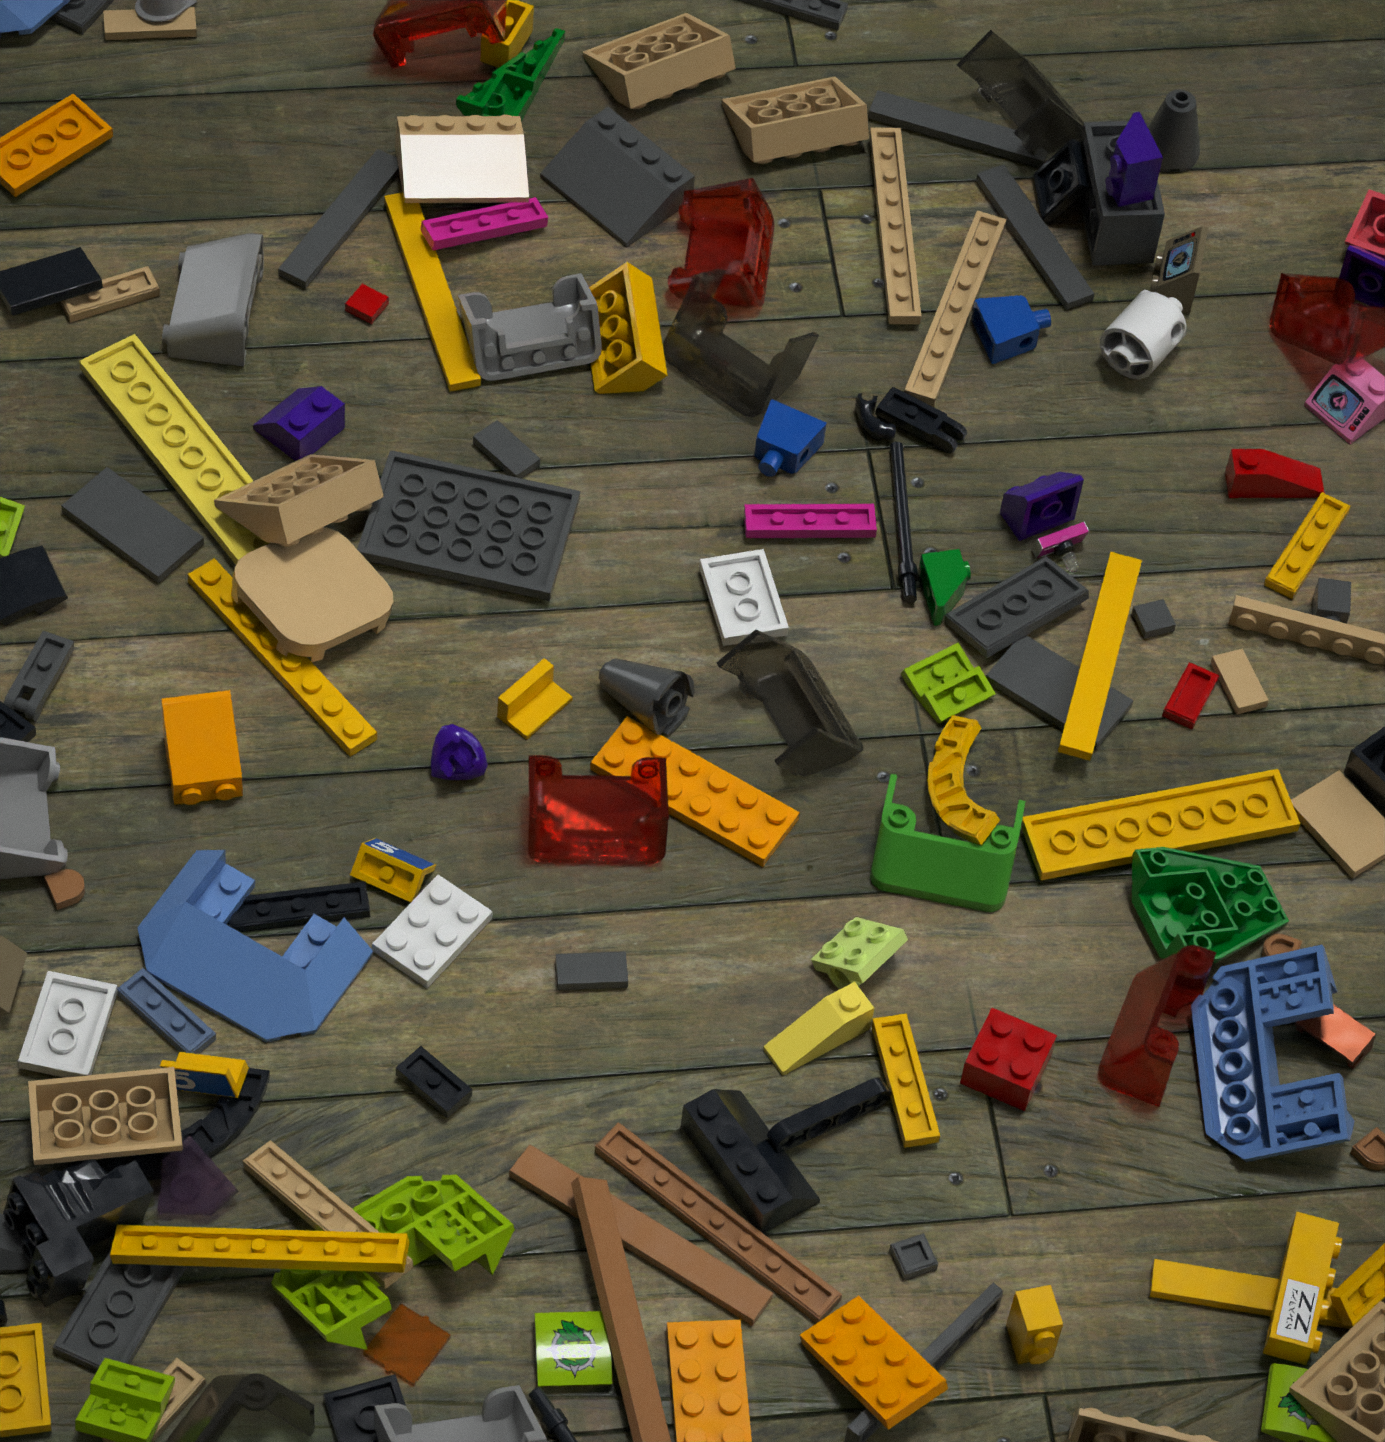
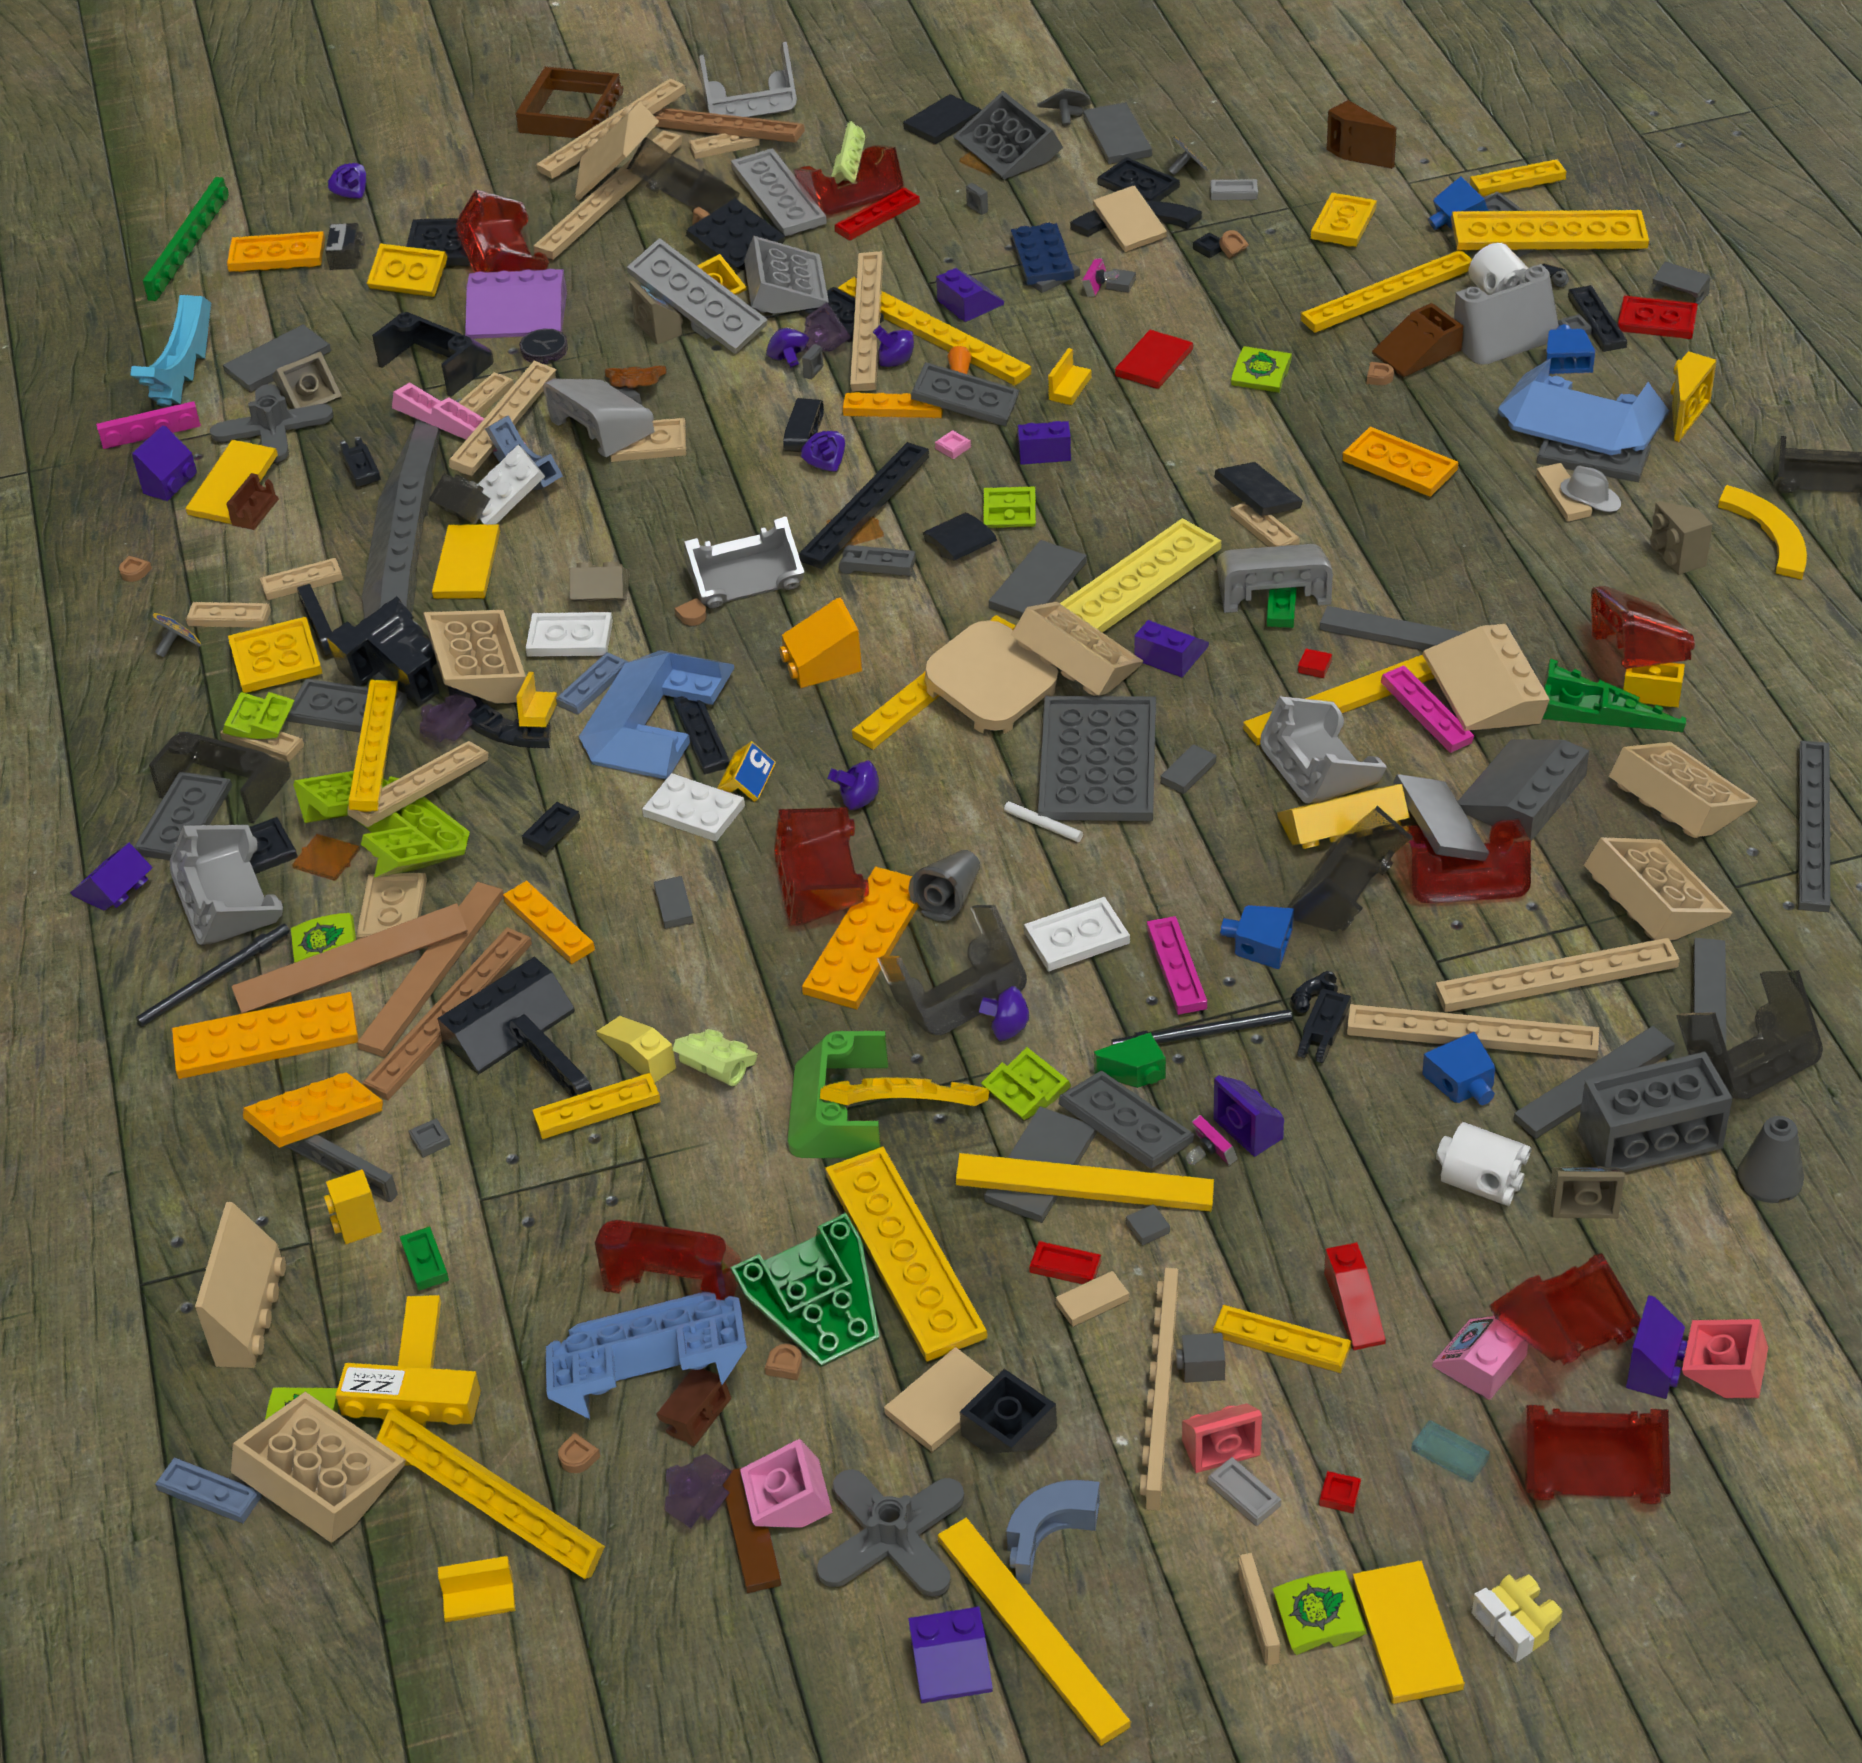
camera: 90 degrees right, 10 degrees down
(273, 310) = (1281, 607): none -> green plate
(528, 1277) = (391, 901): none -> tan tile
(532, 700) = (930, 823): yellow panel -> none
(557, 594) = (1043, 822): none -> white bar
(591, 1103) = (549, 922): none -> light orange plate
(660, 252) = (1441, 818): none -> tile
(856, 675) = (1009, 1012): none -> dark purple piece
(1008, 1059) = (623, 1167): red brick -> none
(1099, 1270) = (424, 1258): none -> green plate
(1134, 164) = (1643, 1072): dark purple slope -> none

